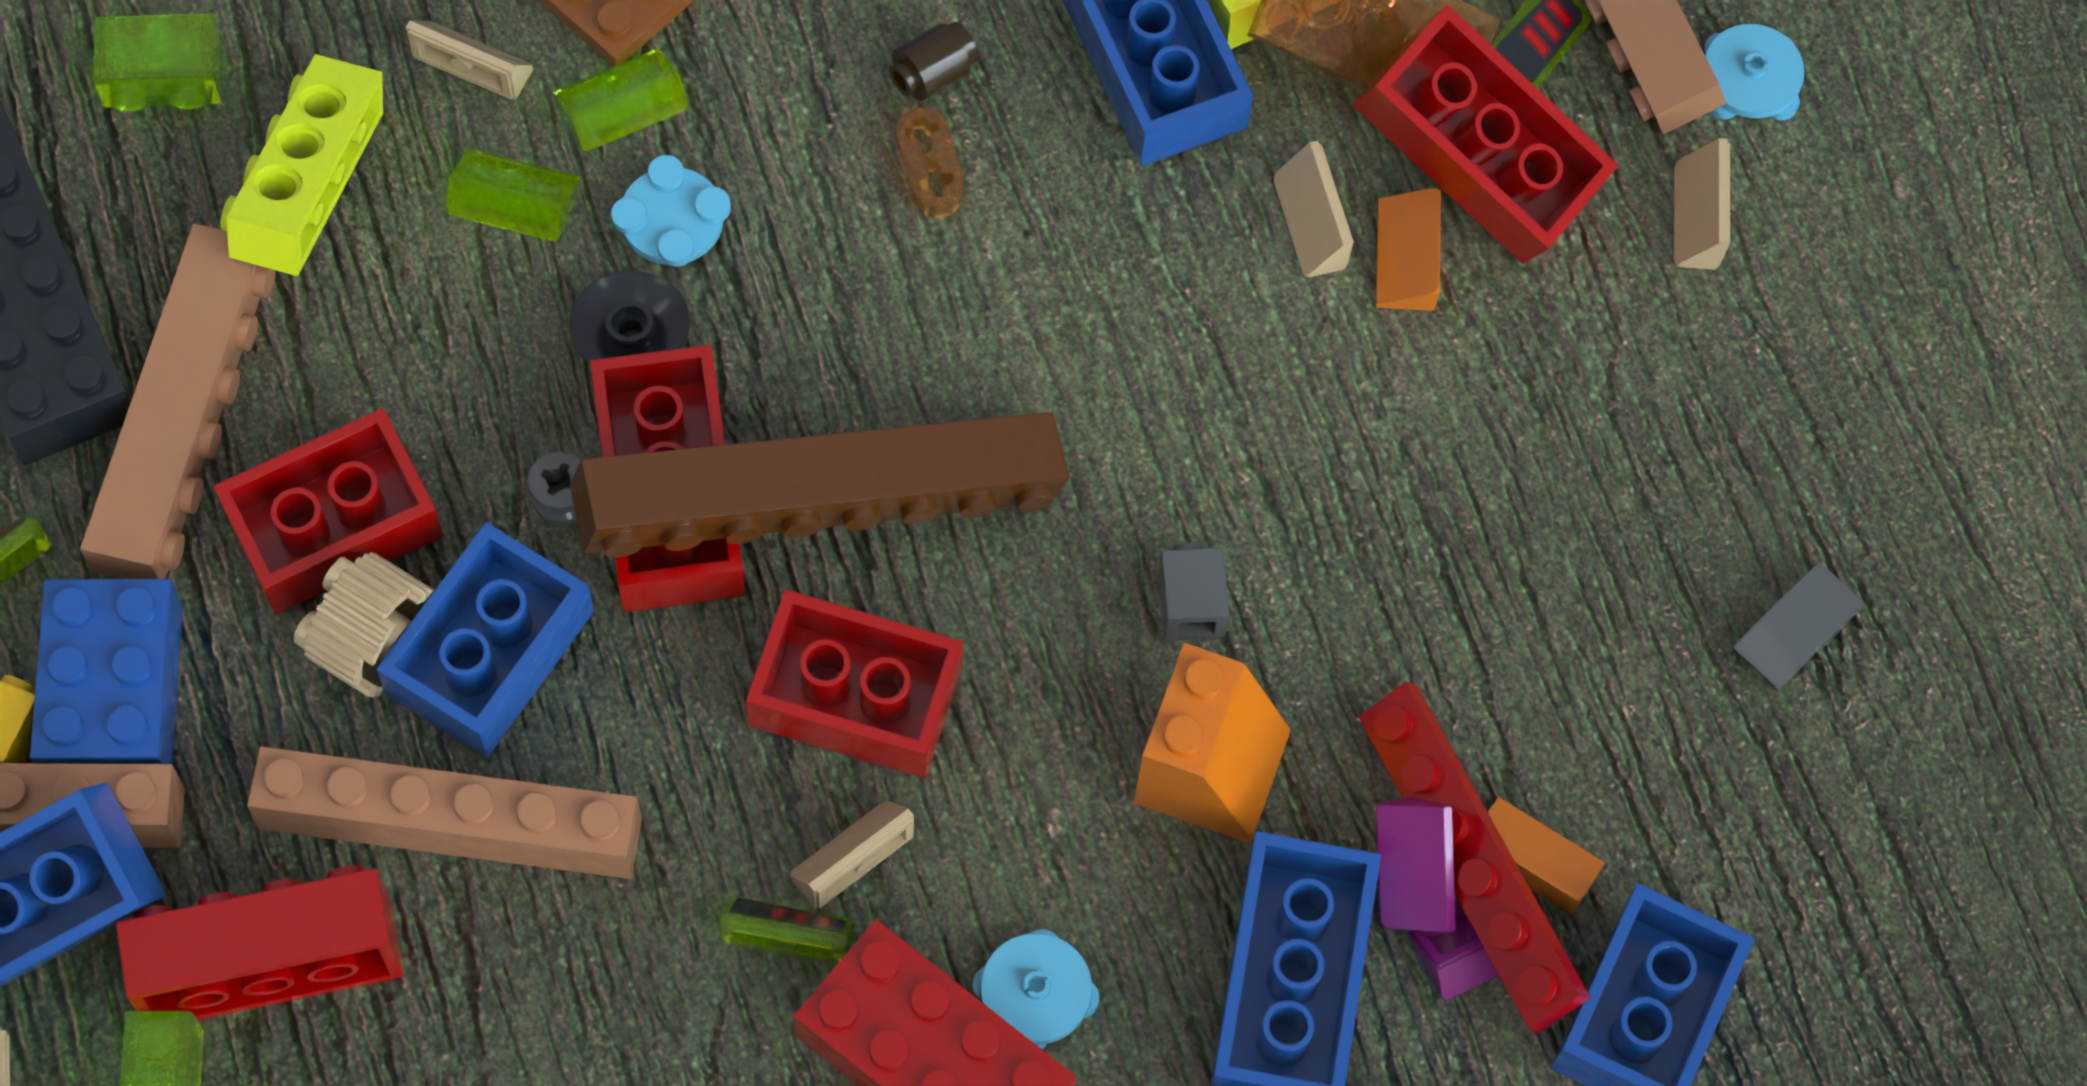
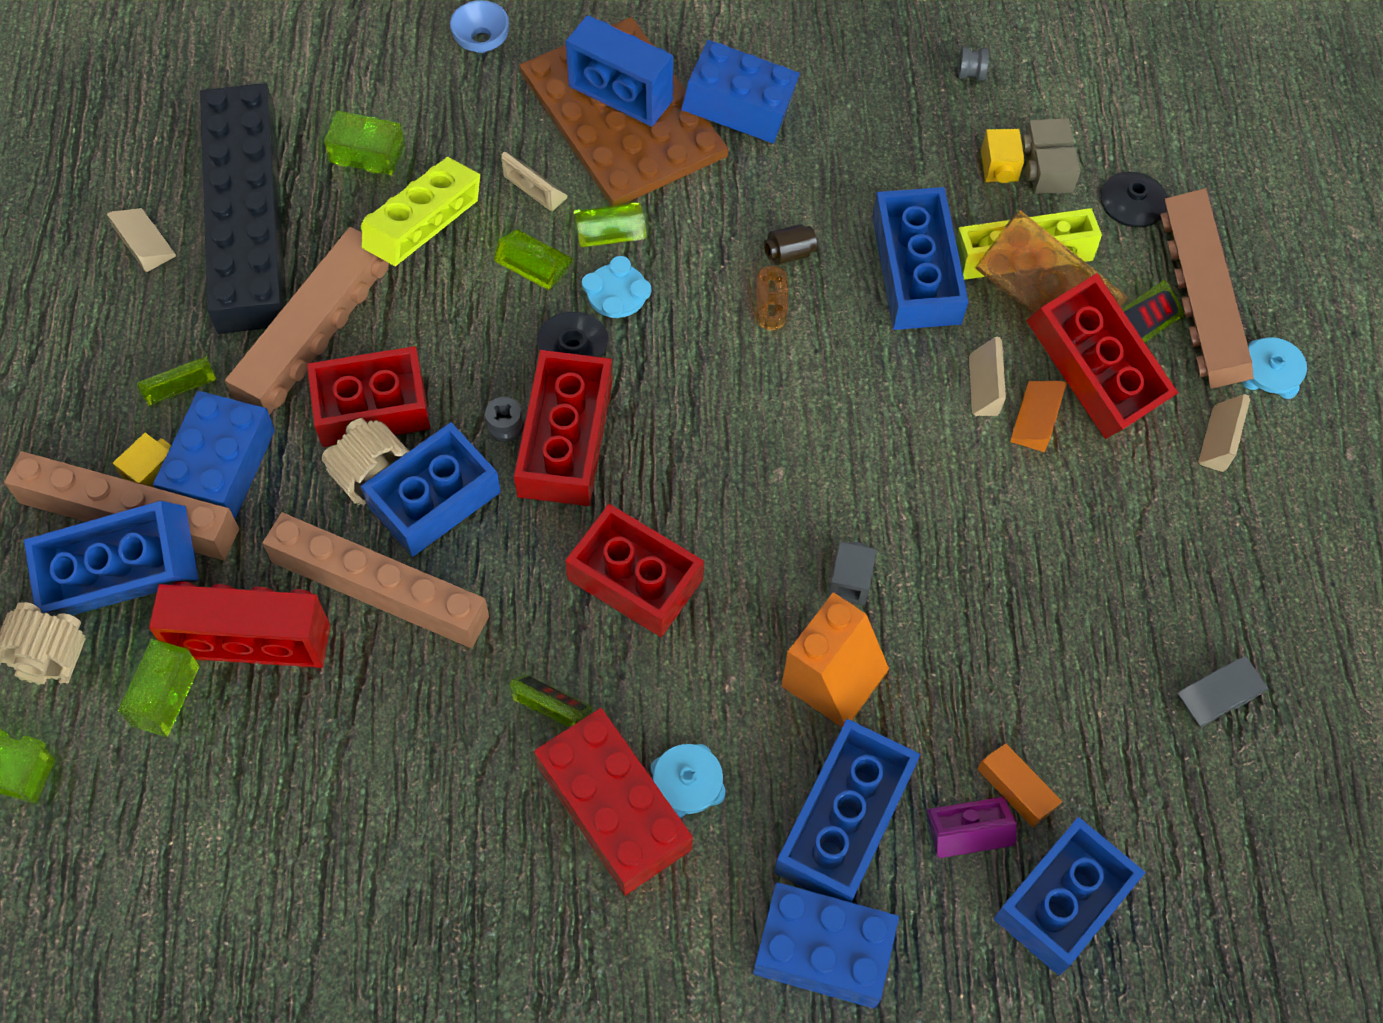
camera: 20 degrees right, 5 degrees down
(817, 483) = (647, 448): reddish brown brick -> none
(853, 853) = (605, 669): tan slope -> none
(1416, 865) = (941, 768): magenta slope -> none
(1484, 871) = (980, 776): red plate -> none

